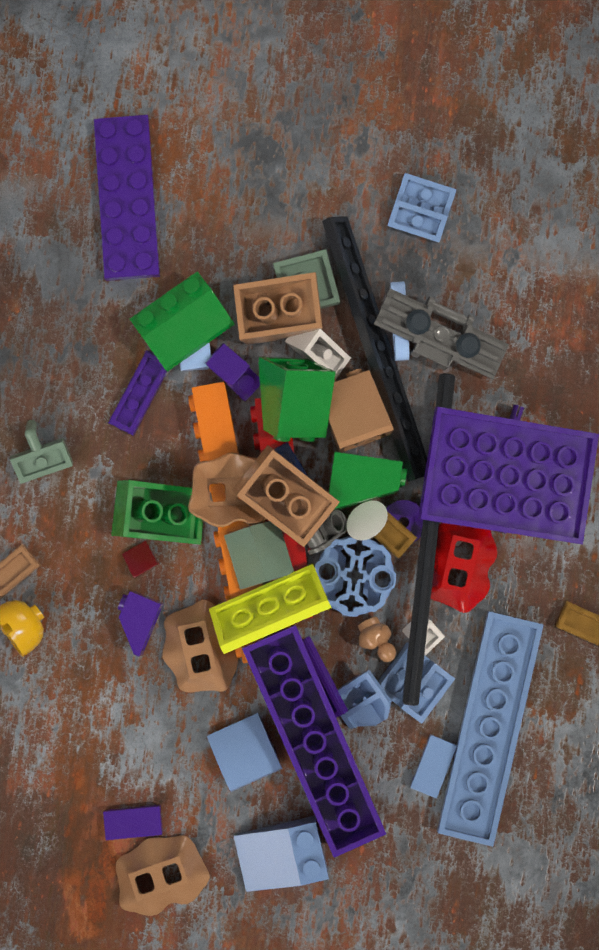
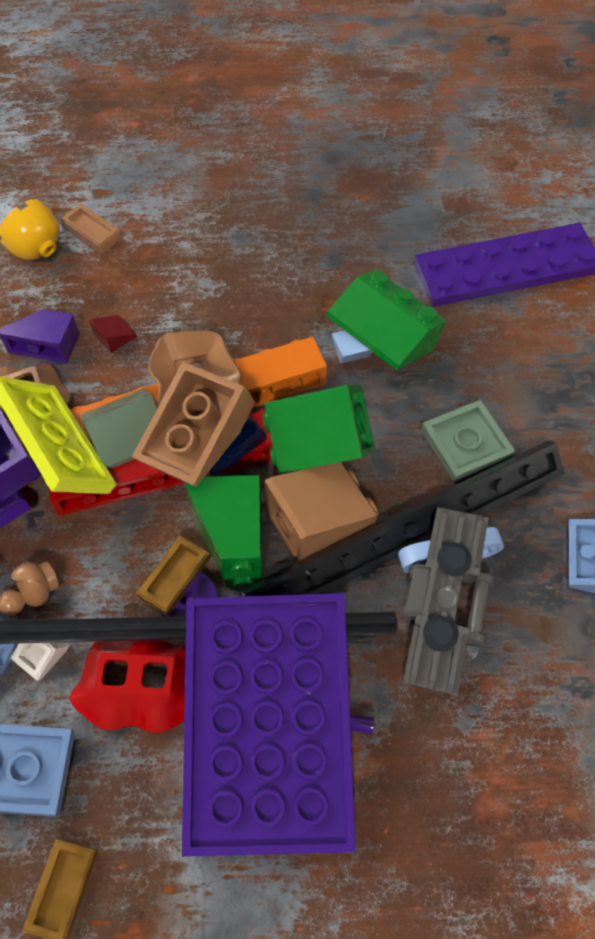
camera: 75 degrees right, 25 degrees down
(40, 459) = (211, 229): sand green plate -> none
(139, 394) = (293, 305): dark purple tile -> none
(155, 513) = (156, 314): green slope -> none
(233, 372) = (343, 368): dark purple slope -> none
(277, 308) = (425, 399): medium nougat slope -> none
(320, 349) = (389, 464): white slope -> none
(329, 531) = (159, 490): dark grey piece -> none
(367, 520) = (180, 542): white sticker -> none
(379, 562) = (109, 547): medium blue connector -> none

